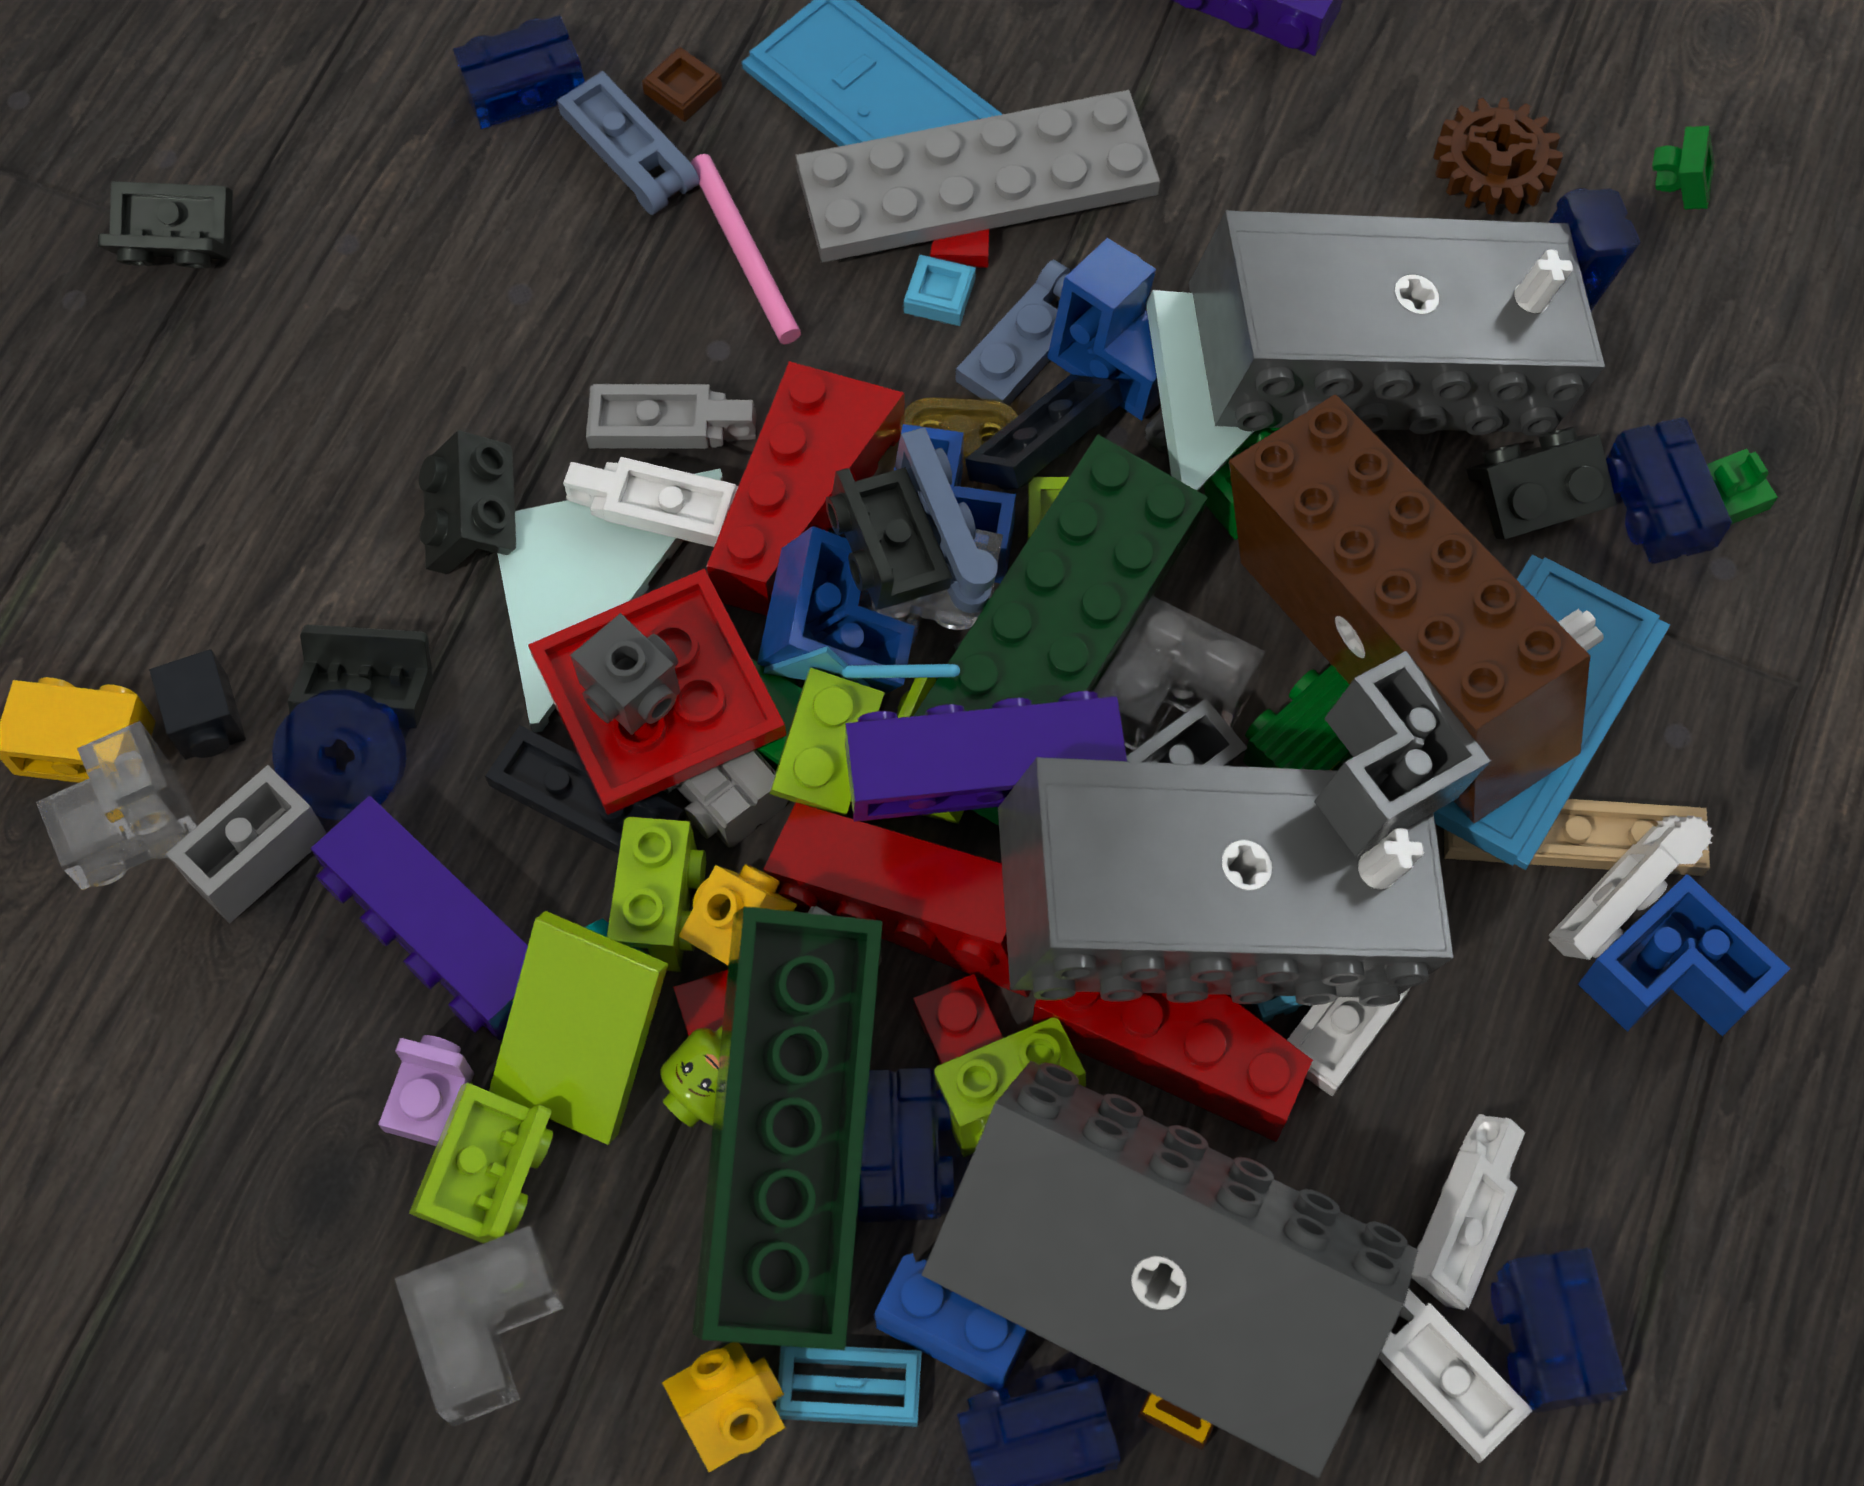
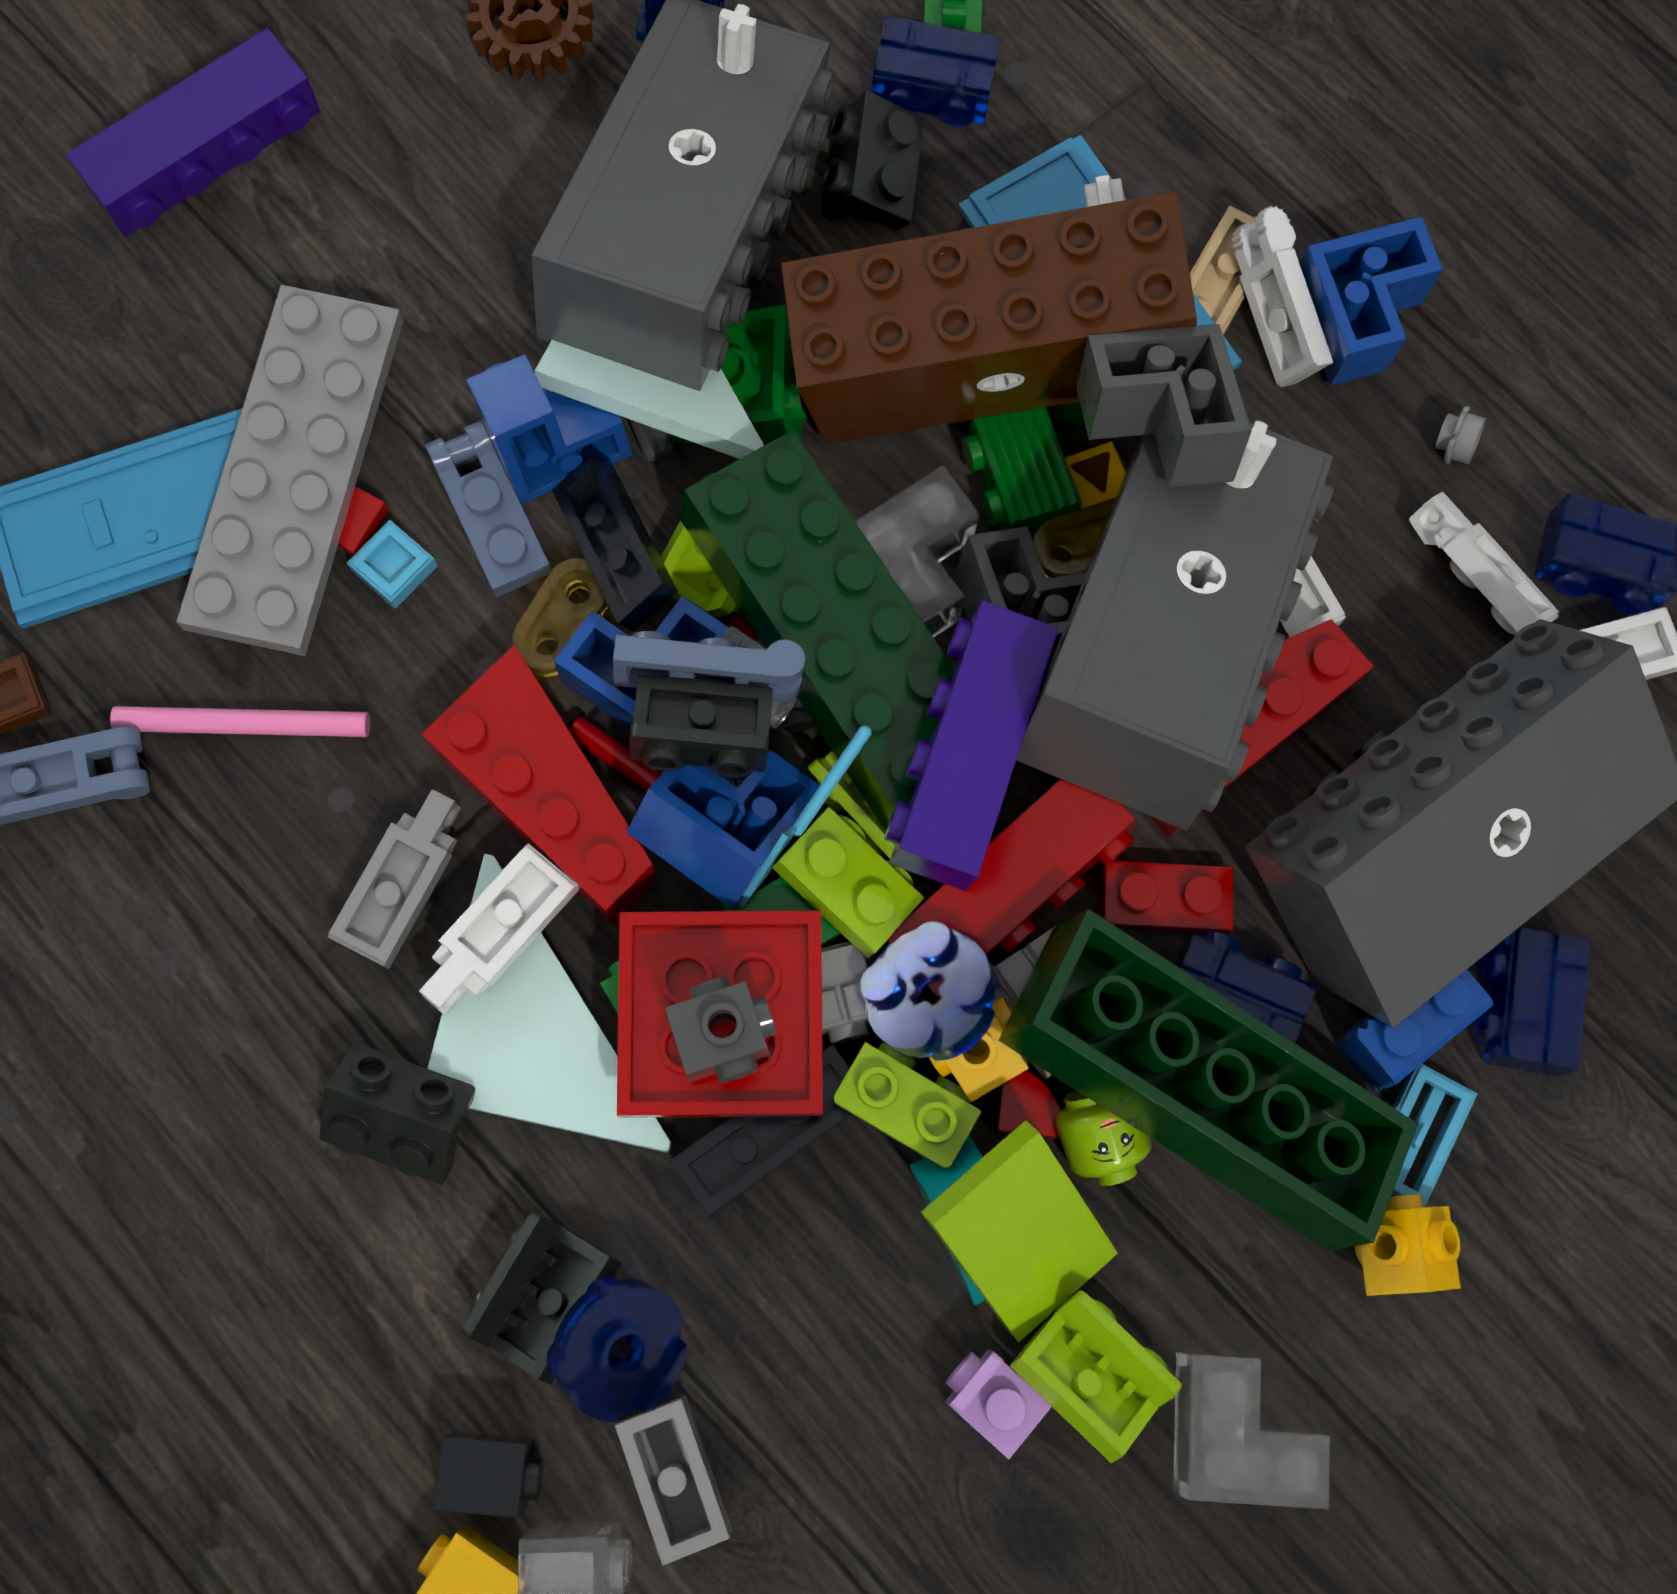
camera: 70 degrees left, 10 degrees up
(426, 911) = (829, 1326): dark purple brick -> none
(784, 860) = (905, 968): none -> clear blue plate
(981, 1076) = (1228, 883): lime bracket -> none
(1599, 1130) = (1460, 436): none -> light grey plate

